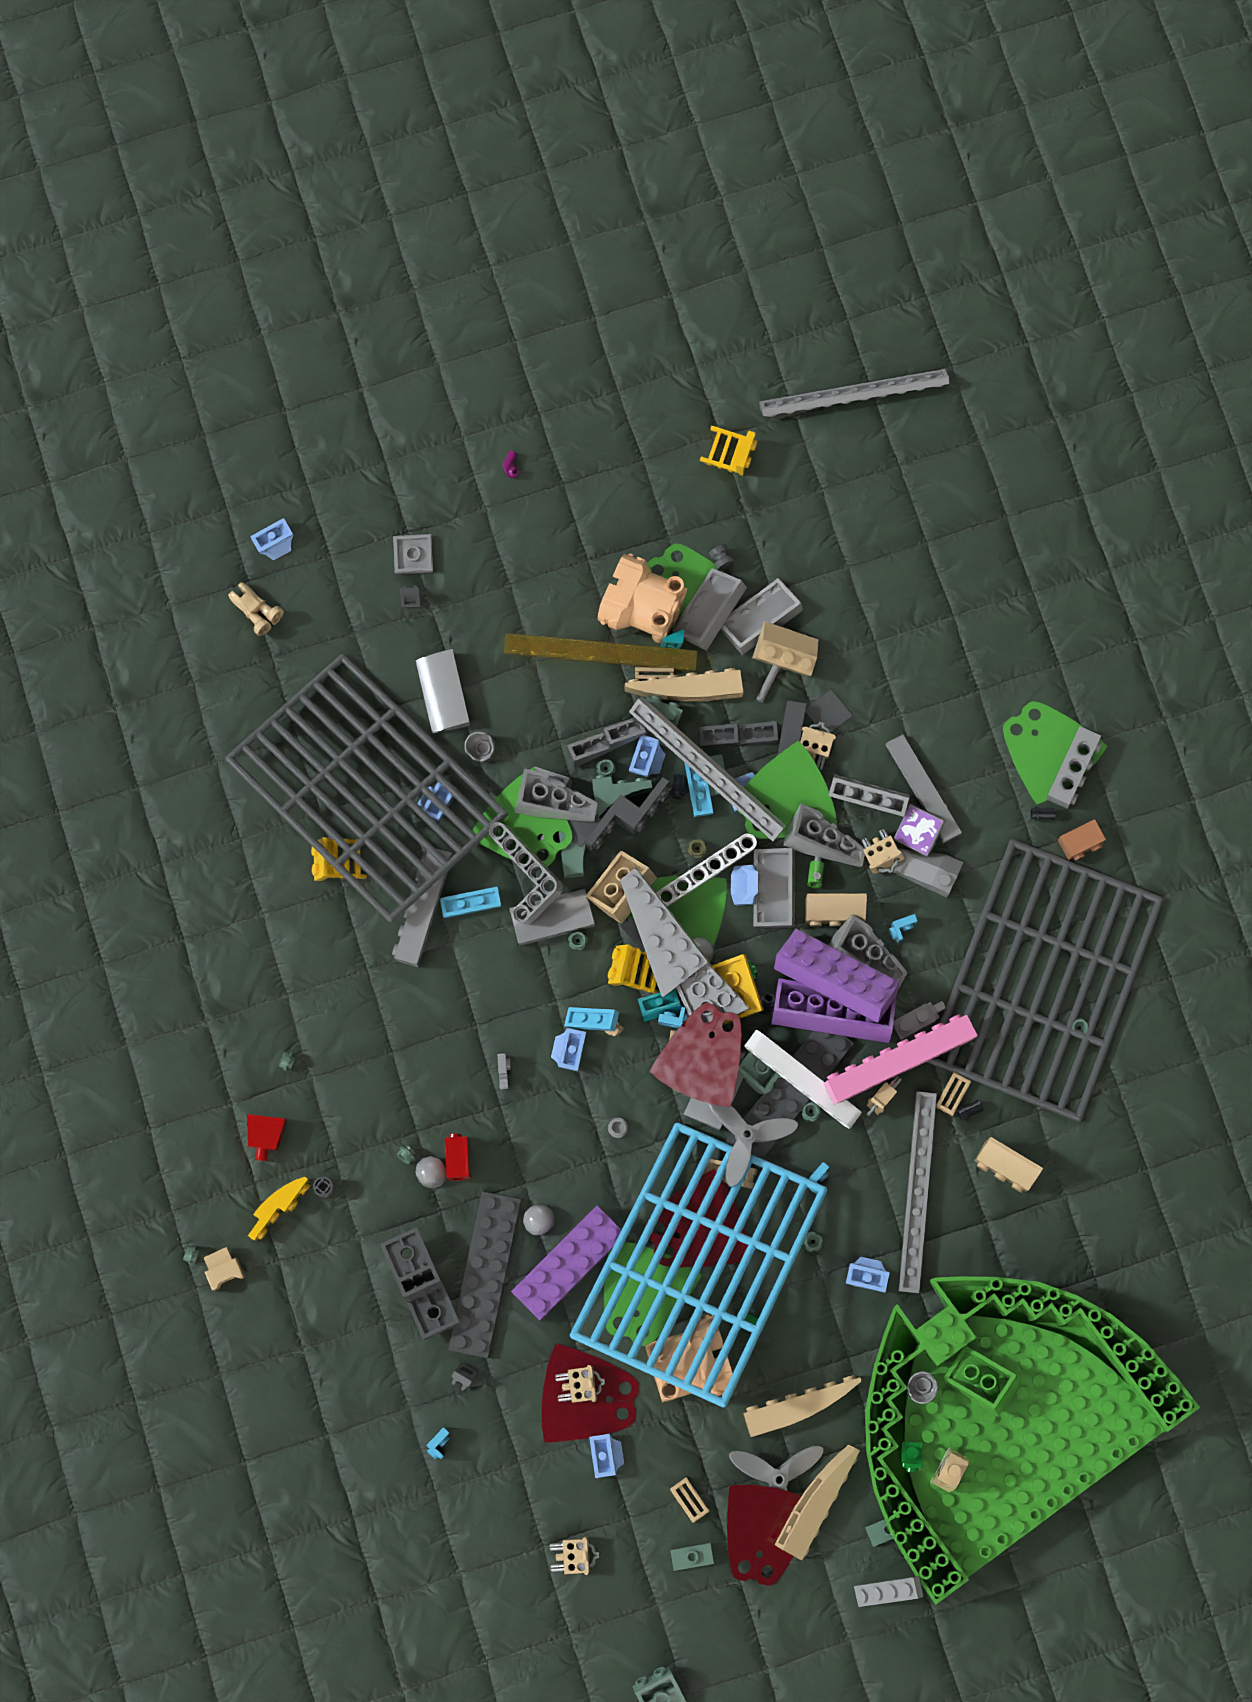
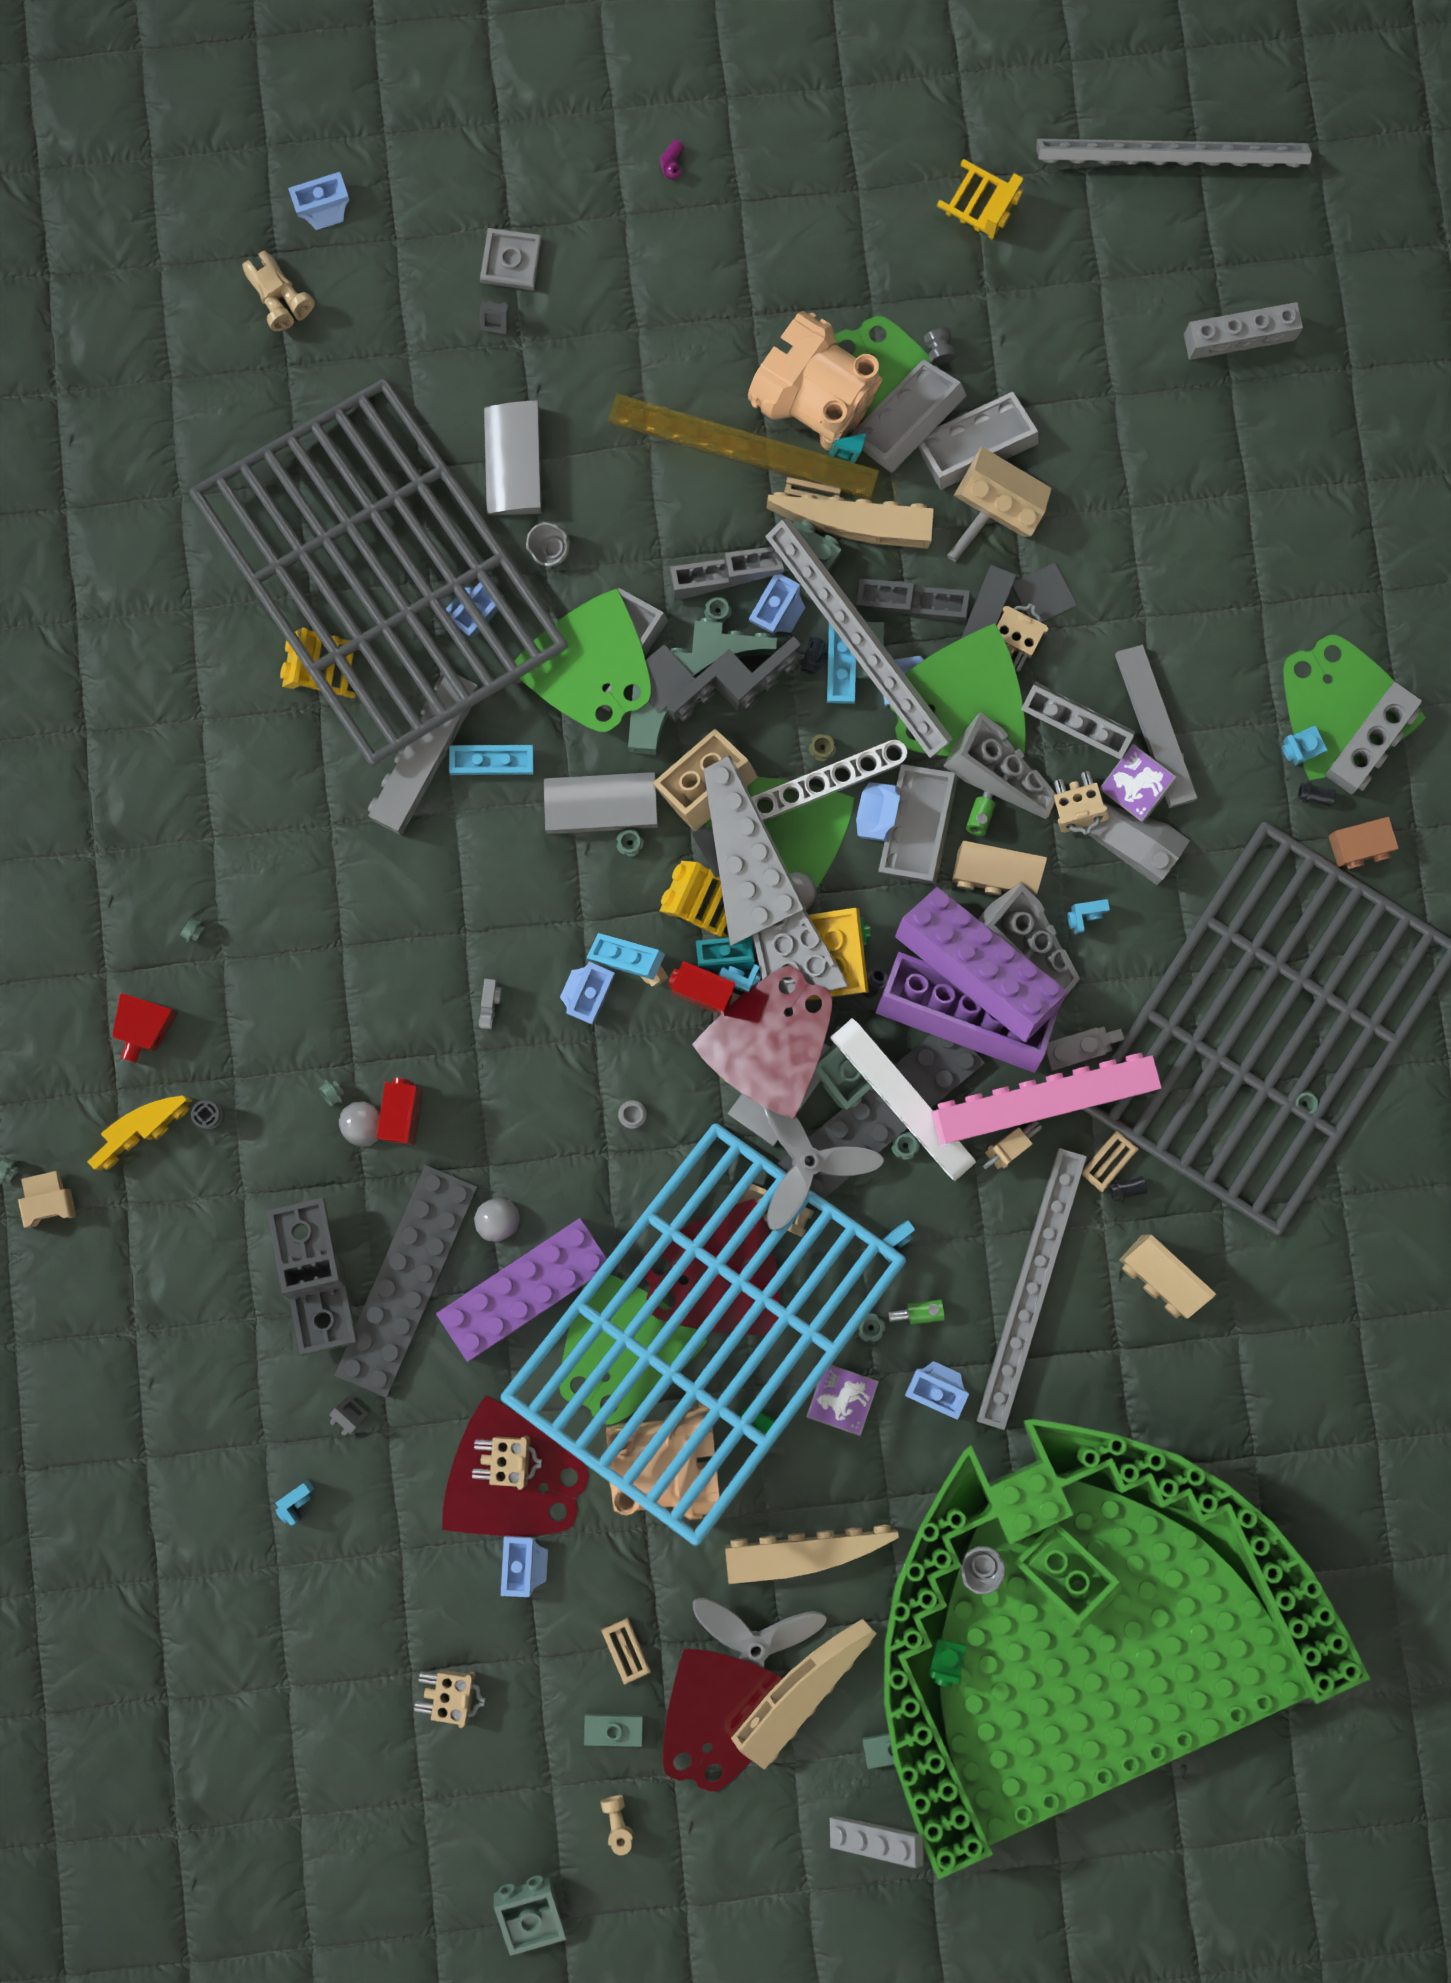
camera: 10 degrees right, 5 degrees up
(530, 868) = (581, 729): light grey beam -> none
(549, 799) = (630, 637): light grey wedge -> none
(648, 1030) = (701, 988): none -> red piece
(711, 1628) = (620, 1835): none -> tan leg
(803, 1295) = (842, 1399): none -> tile
(844, 1224) = (920, 1312): none -> bright green piece
(927, 506) = (1243, 331): none -> light grey brick
(950, 1470) = (999, 1693): tan torso -> none
(1027, 782) = (1303, 746): none -> medium azure bracket

